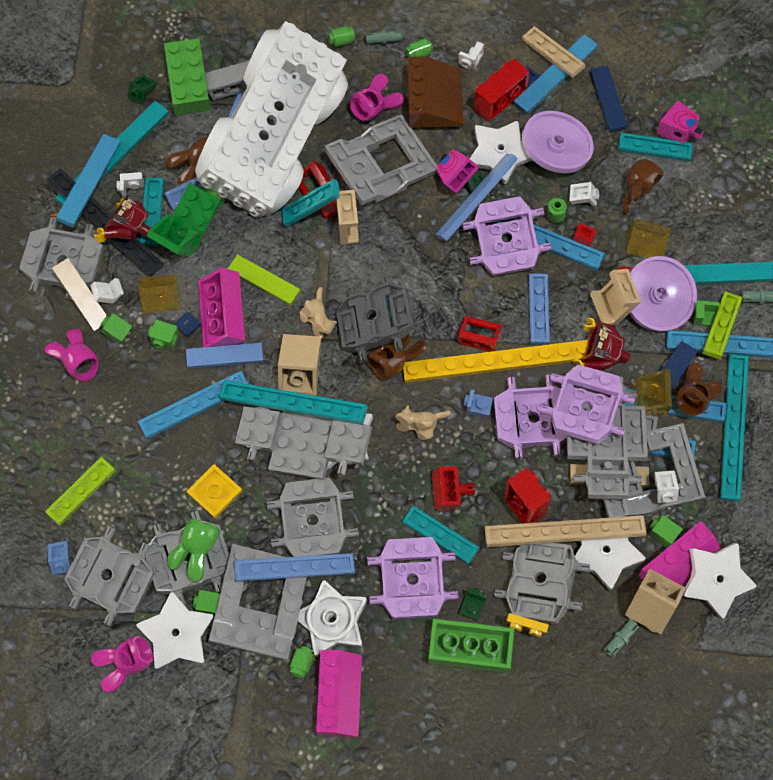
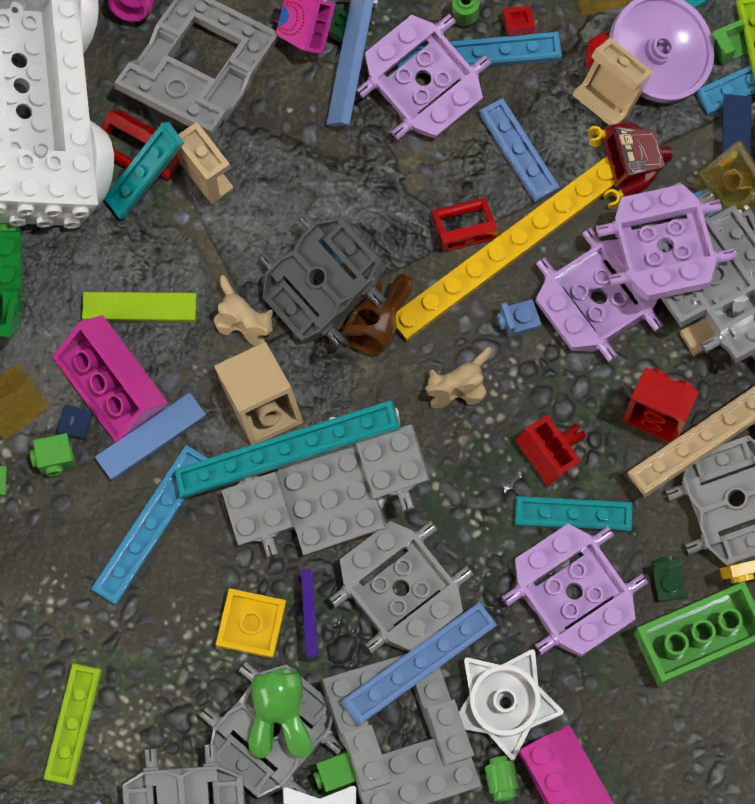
camera: 30 degrees left, 5 degrees up
(250, 505) = (309, 615): none -> dark purple tile

